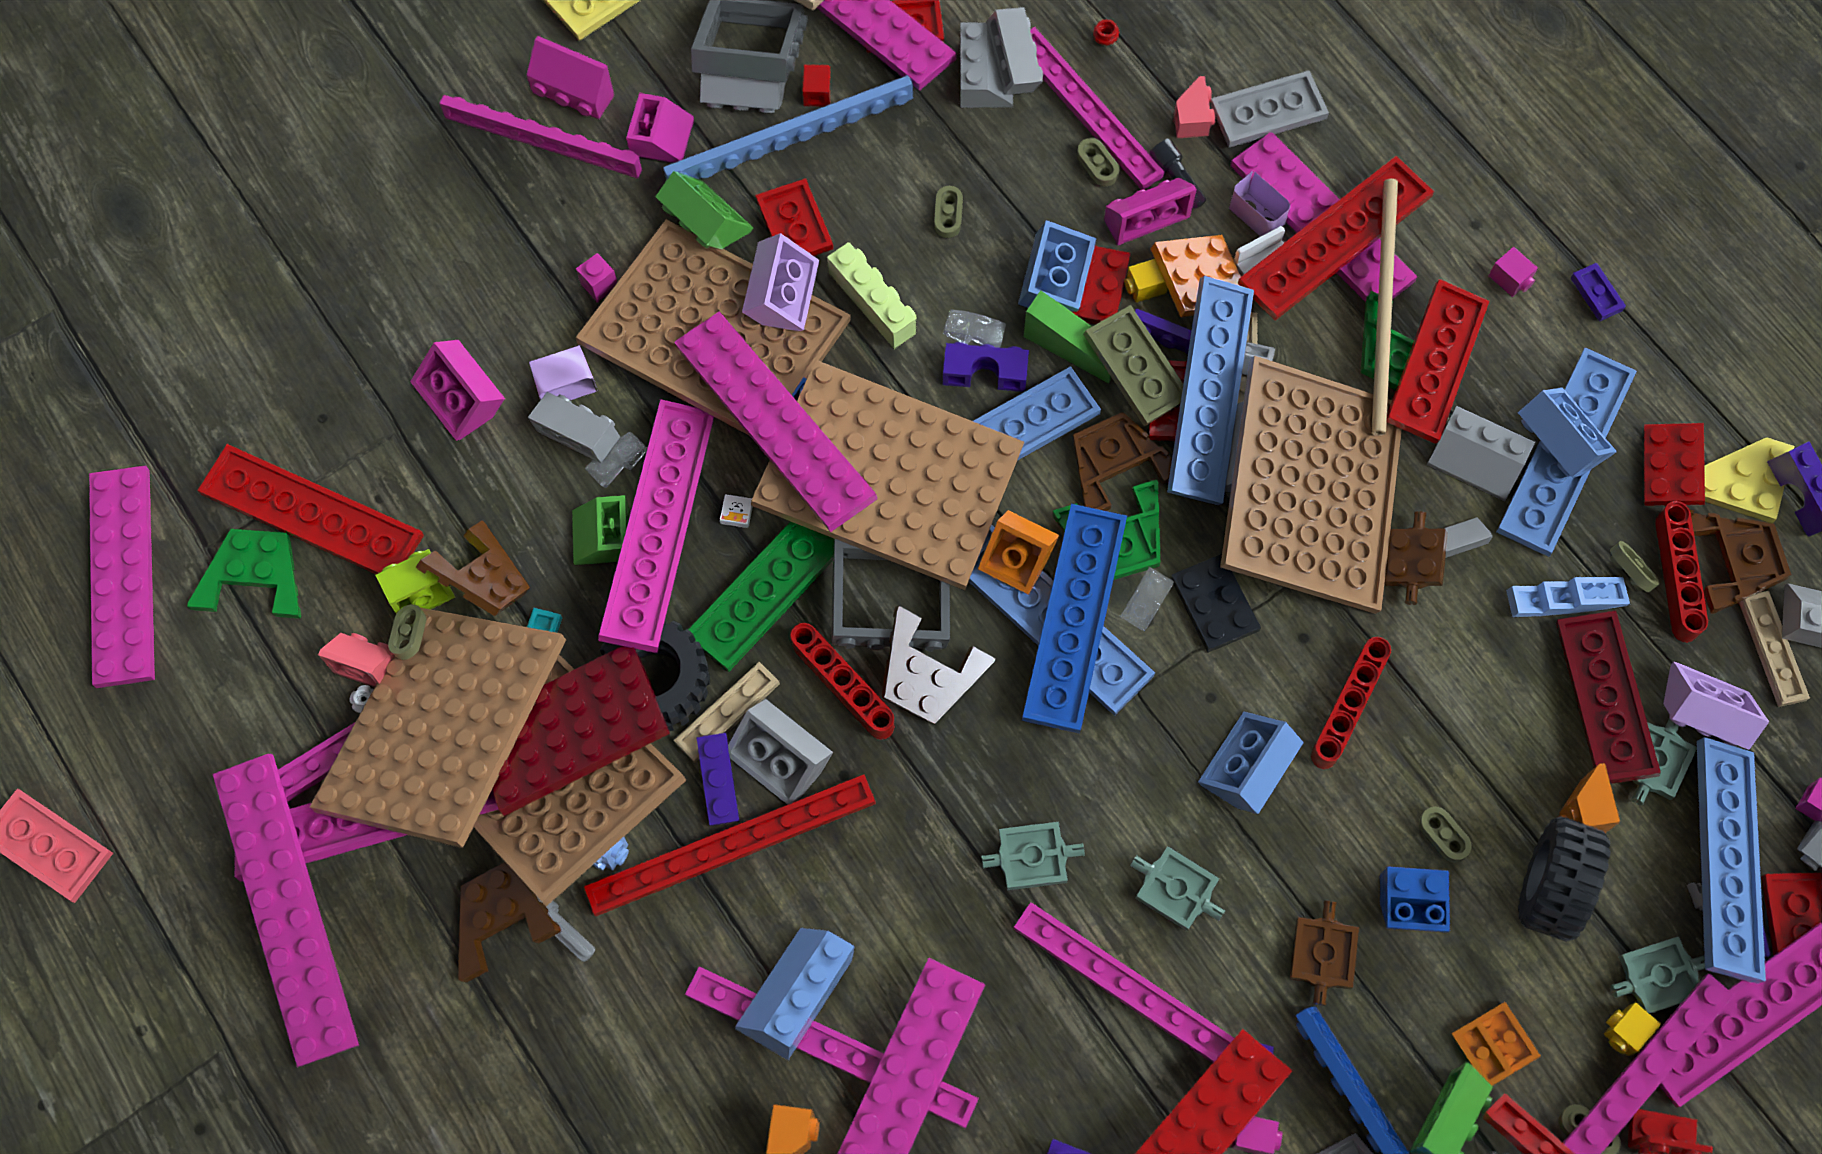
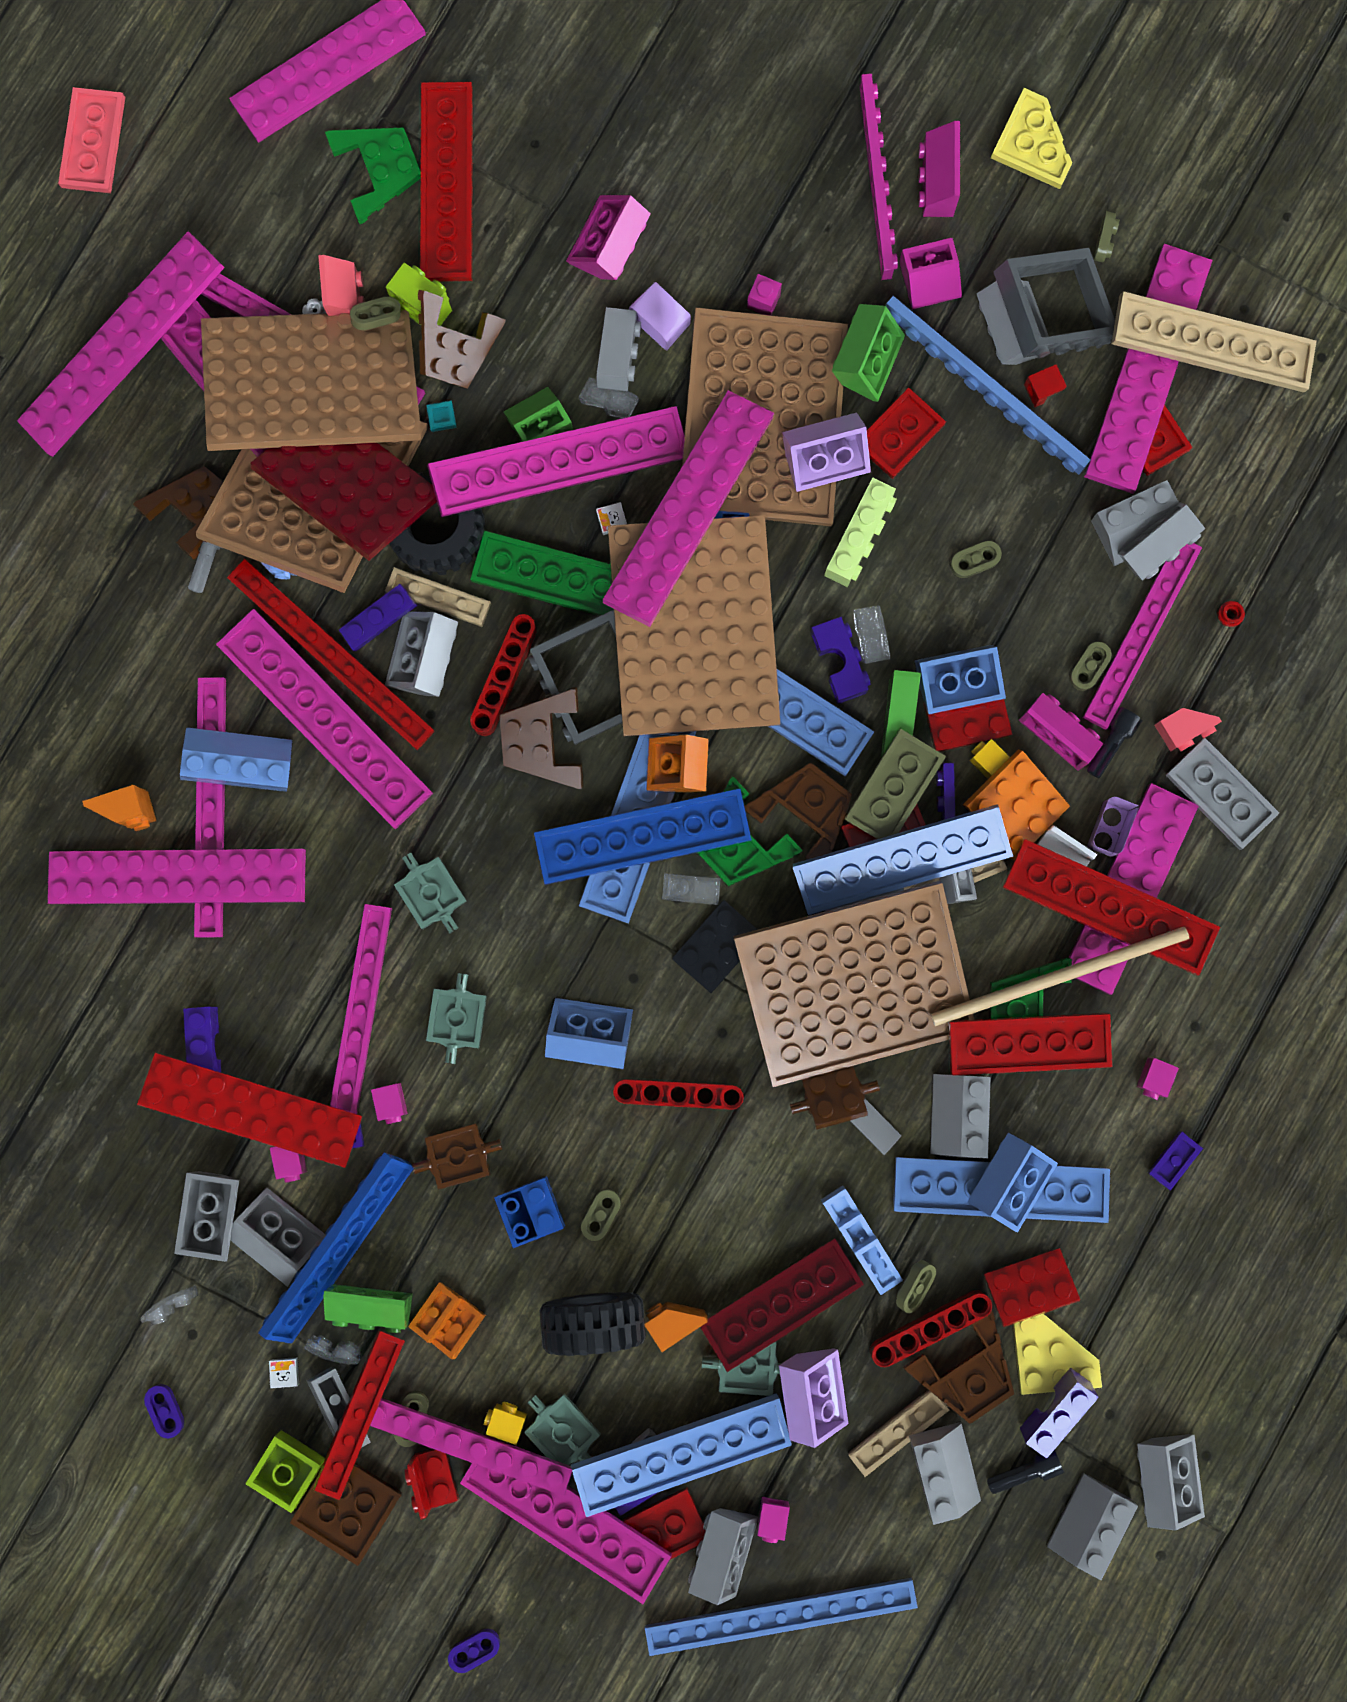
camera: 70 degrees right, 15 degrees up
(794, 882) = (324, 719): none -> dark pink plate
(1238, 997) = (389, 1103): none -> dark pink brick

